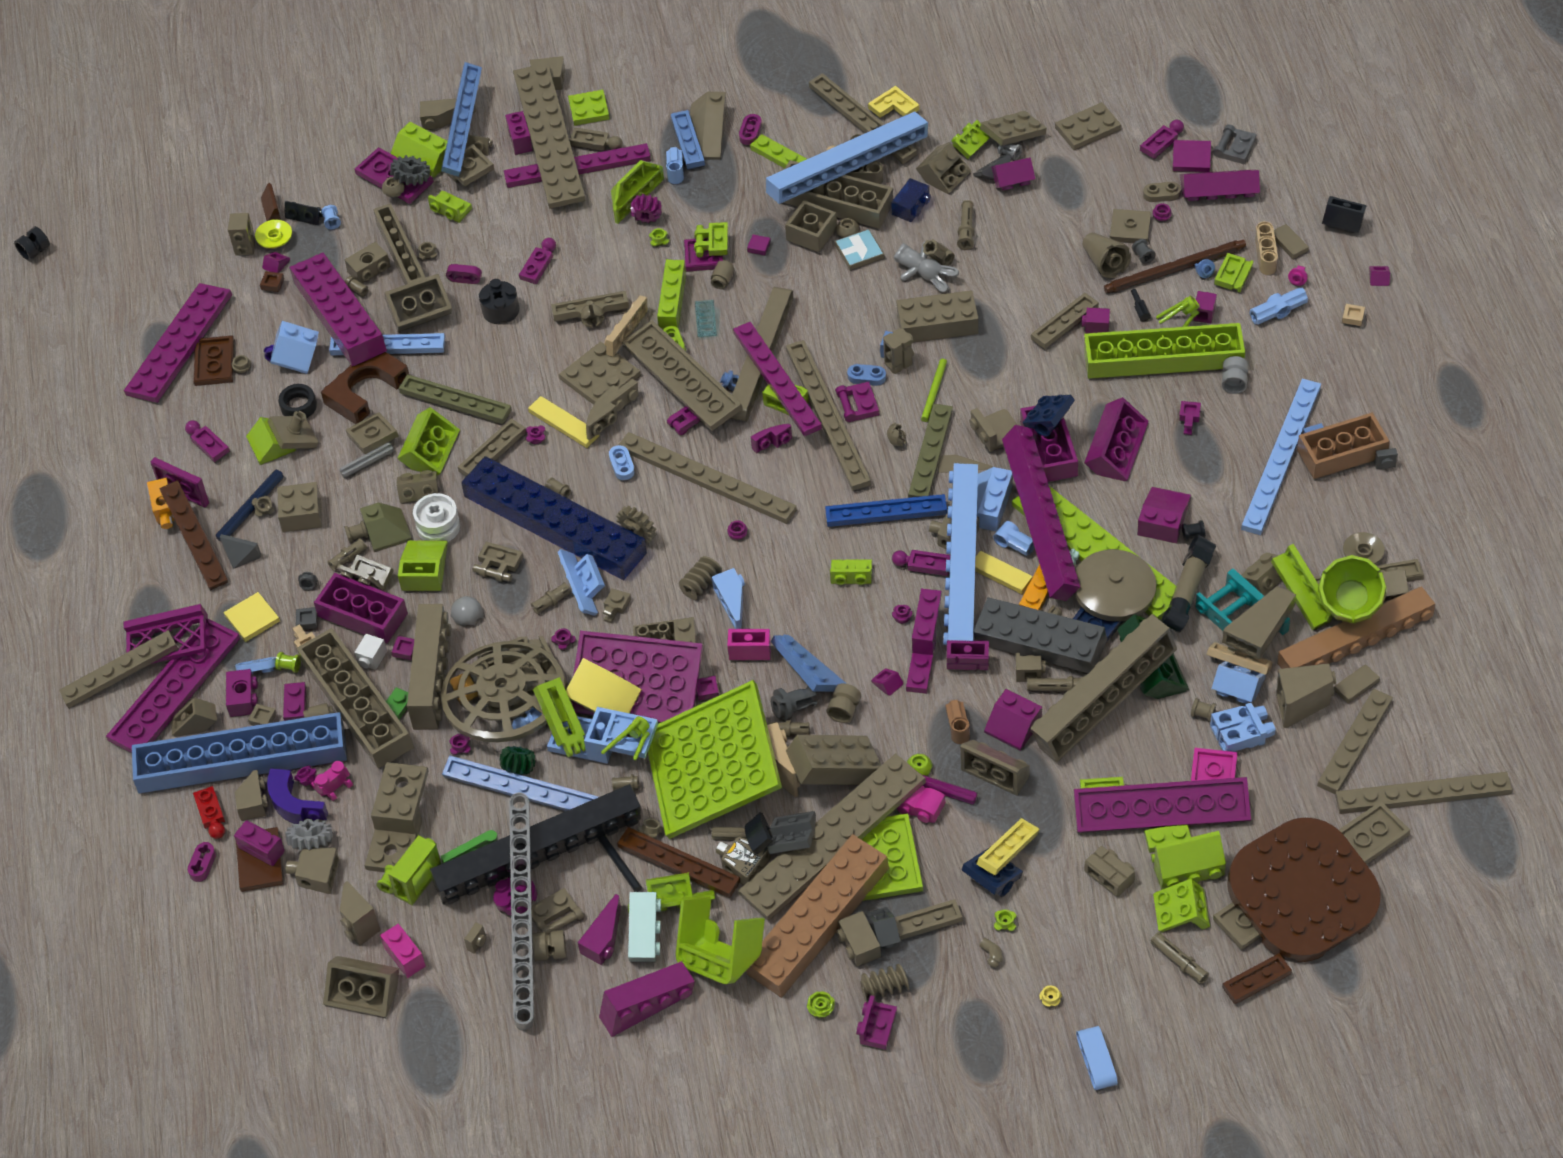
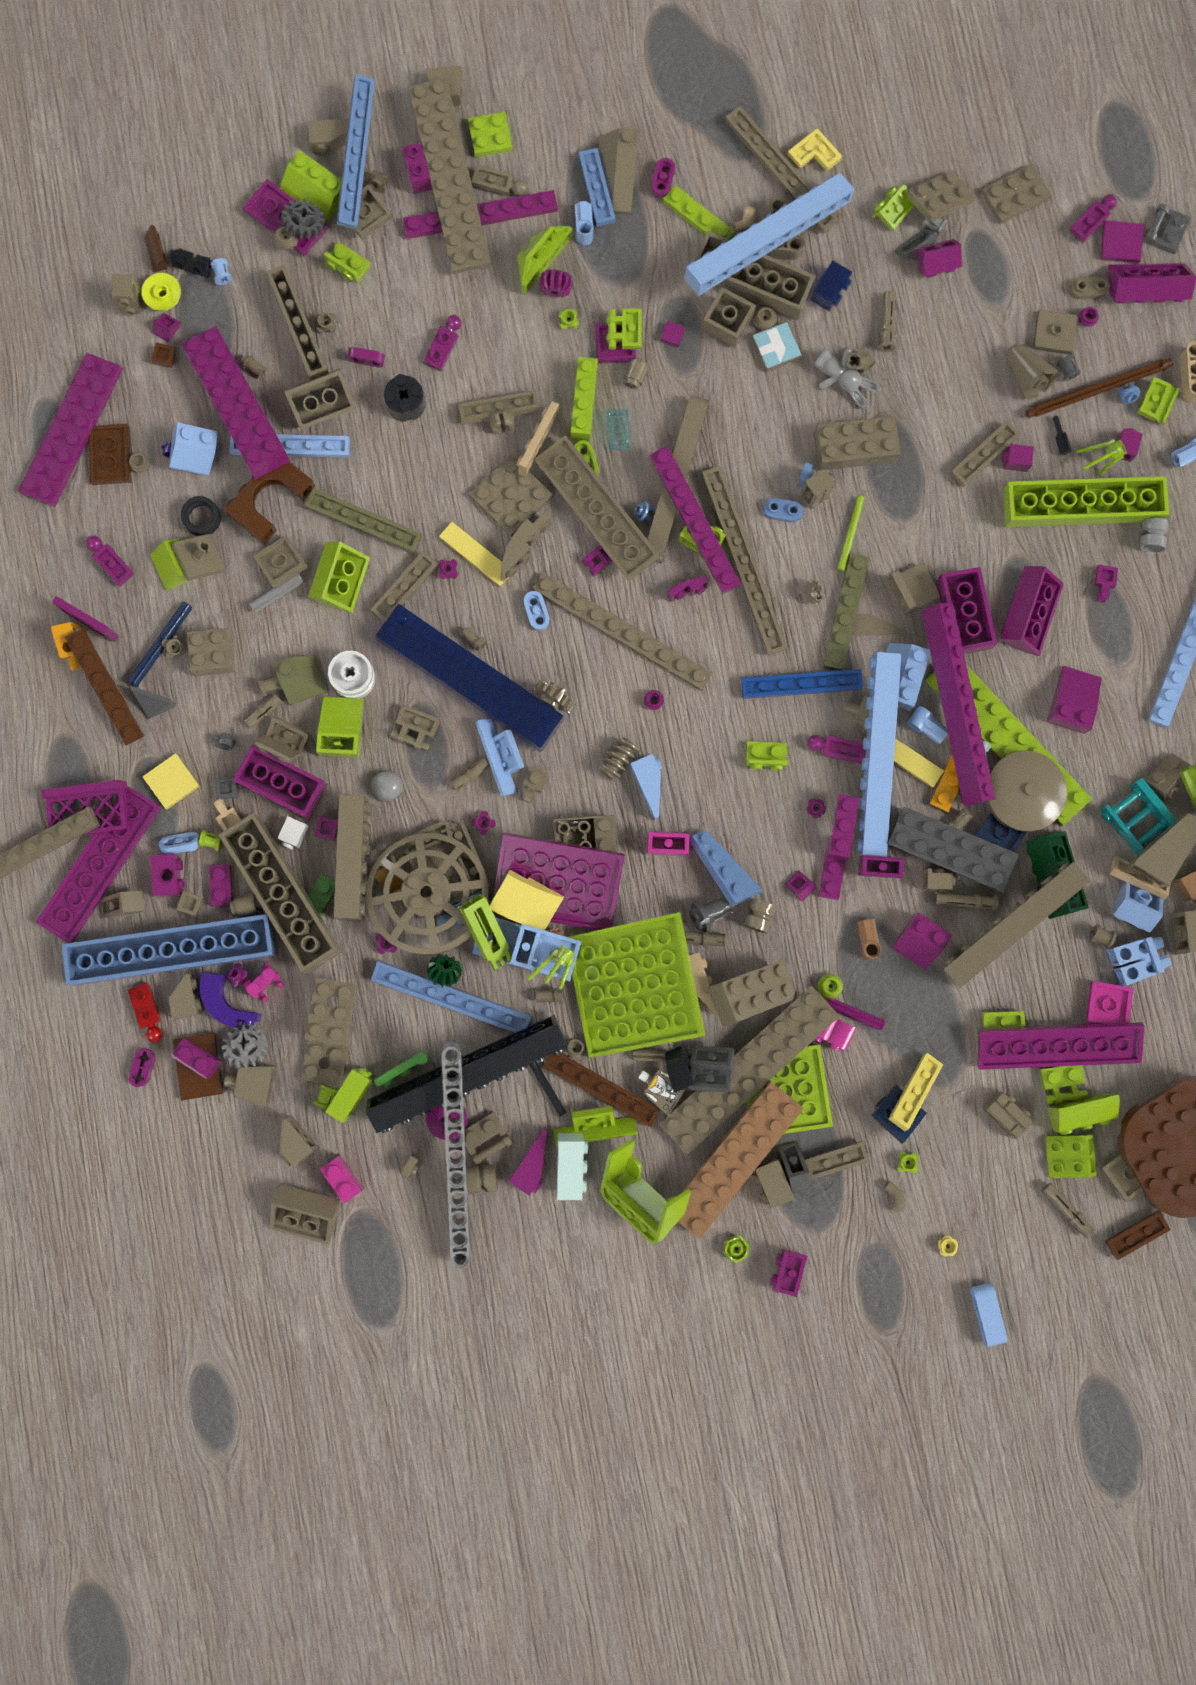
camera: 10 degrees left, 30 degrees up
(367, 262) = (268, 327): dark tan brick -> none
(416, 486) = (330, 629): dark tan bracket -> none
(644, 997) = (575, 1240): magenta wedge -> none
(707, 688) = (627, 889): magenta plate -> none
(863, 399) = (779, 541): magenta plate -> none
(883, 981) = (795, 1229): dark tan piece -> none
(944, 168) = (866, 244): dark tan slope -> none
(994, 766) = (904, 994): dark tan slope -> none
(1048, 413) = (972, 588): dark blue plate -> none
(1191, 530) = (1104, 724): black bush -> none
(1194, 564) = (1105, 765): piece -> none

